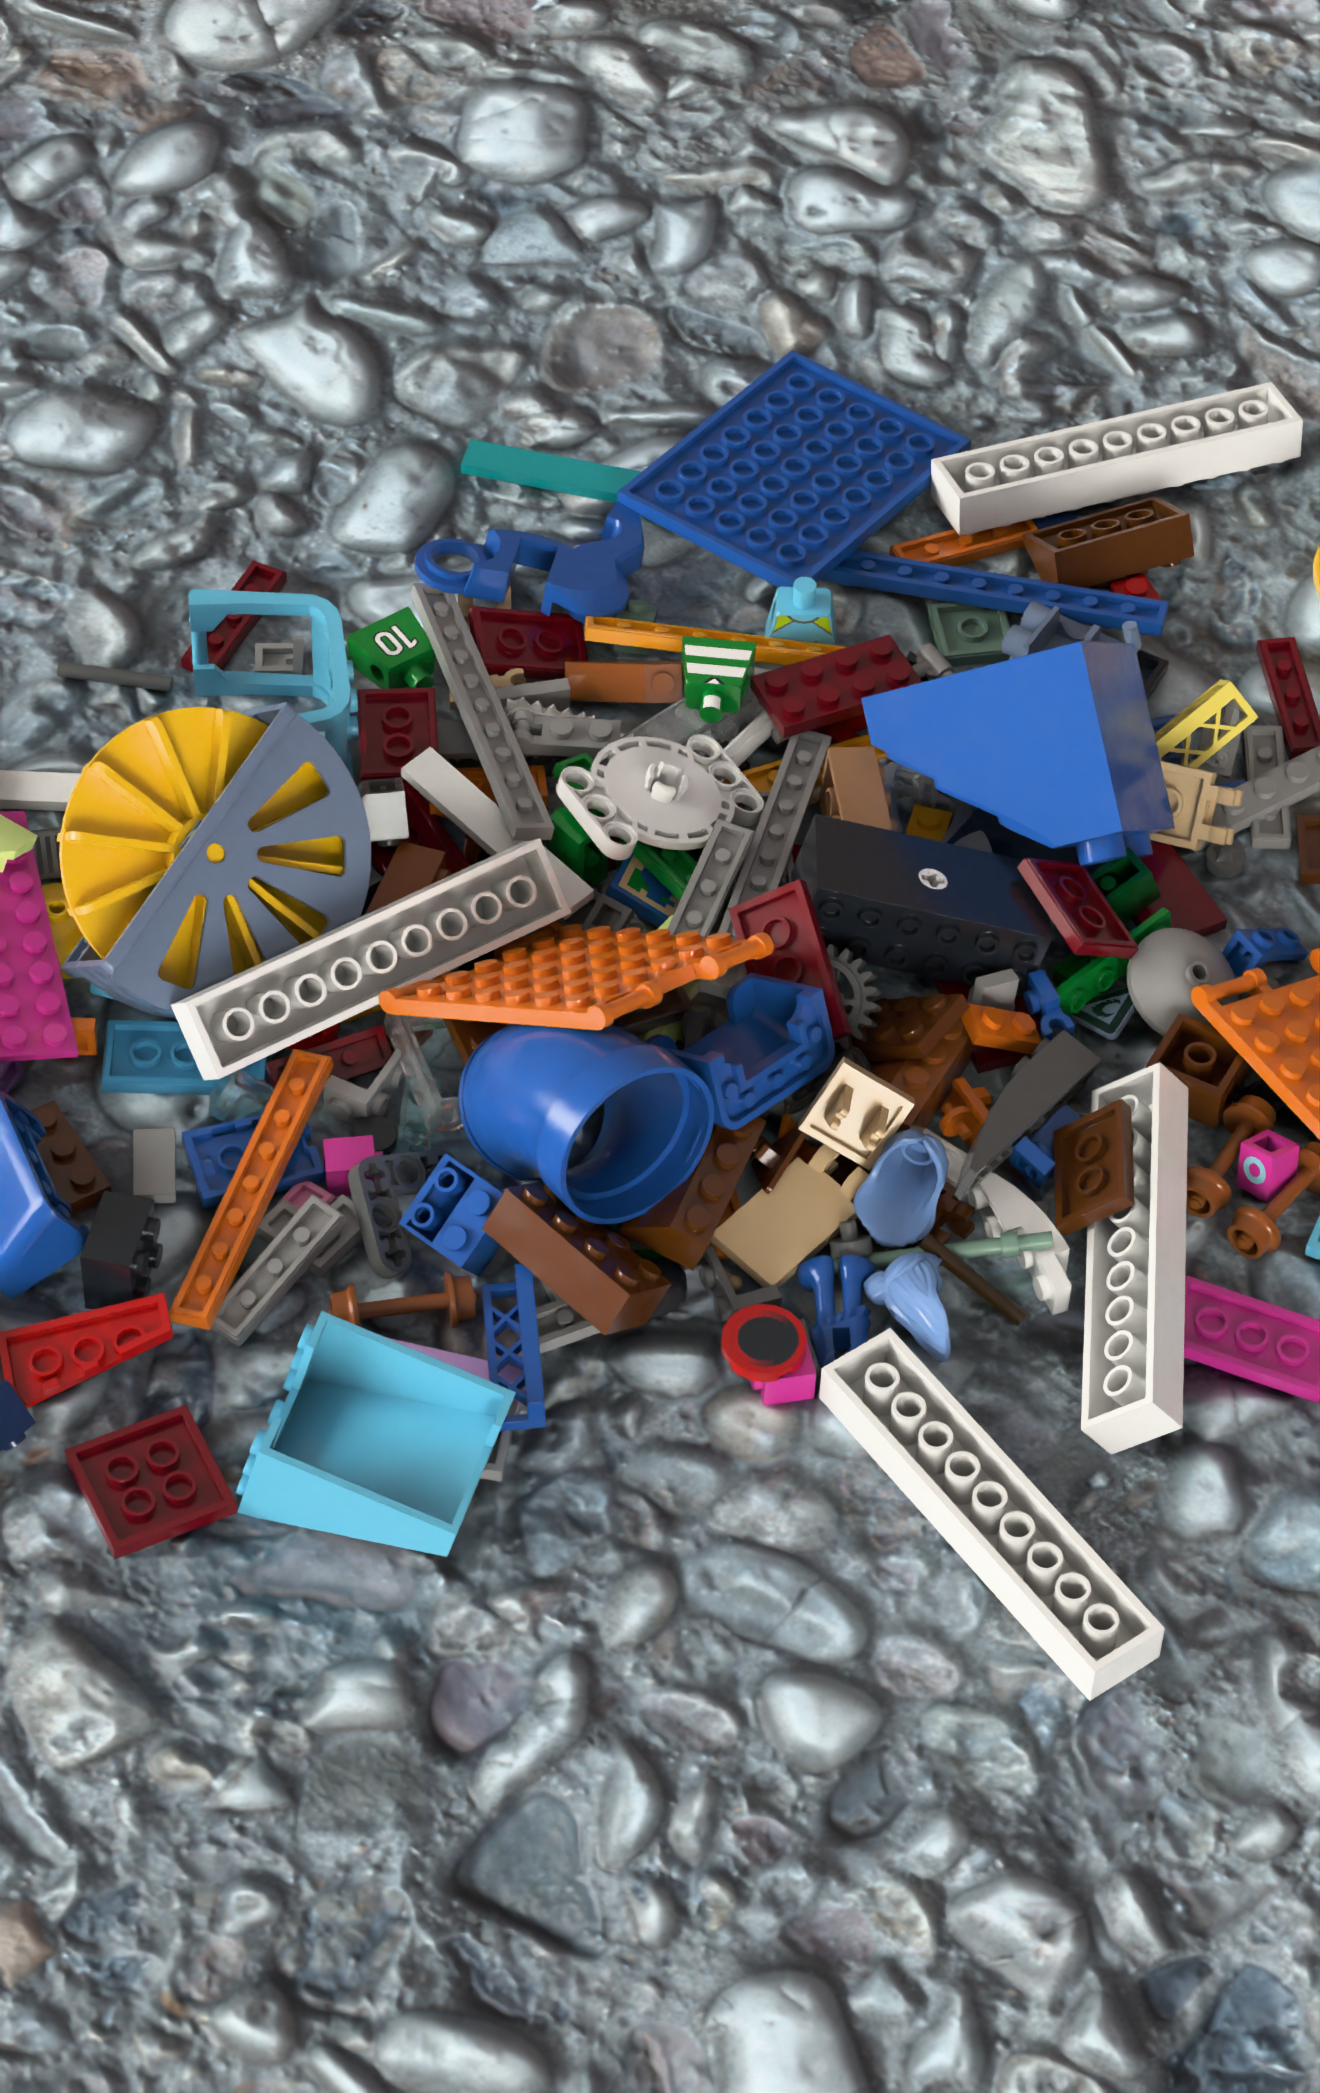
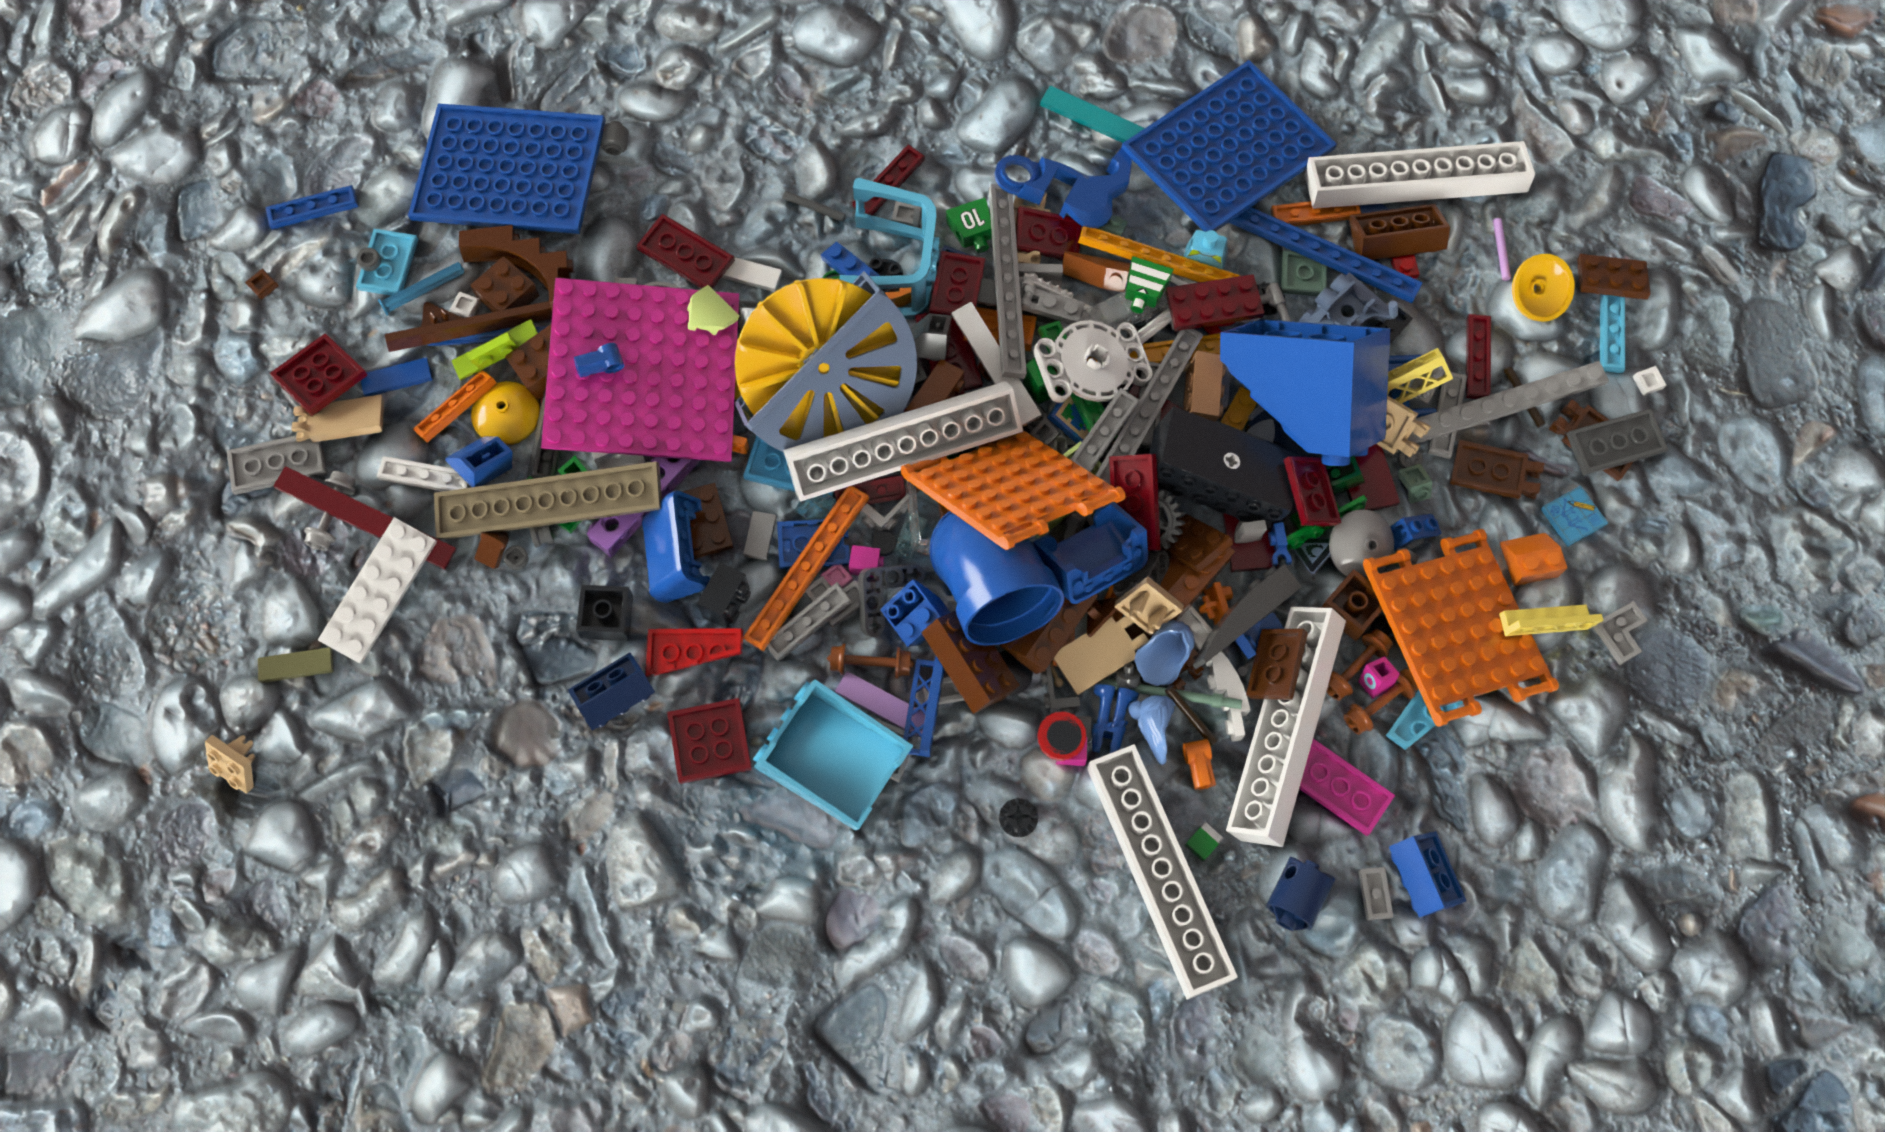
camera: 15 degrees right, 20 degrees up
(712, 1503) = (1010, 825): none -> black gear
(1001, 1029) = (1249, 555): orange plate -> none
(1004, 1341) = (1199, 758): none -> orange piece
(1050, 1463) = (1204, 841): none -> green piece
(1232, 1494) = (1299, 894): none -> dark blue cylinder
(1248, 886) = (1416, 482): none -> sand green bracket
(1283, 544) = (1502, 250): none -> lavender bar

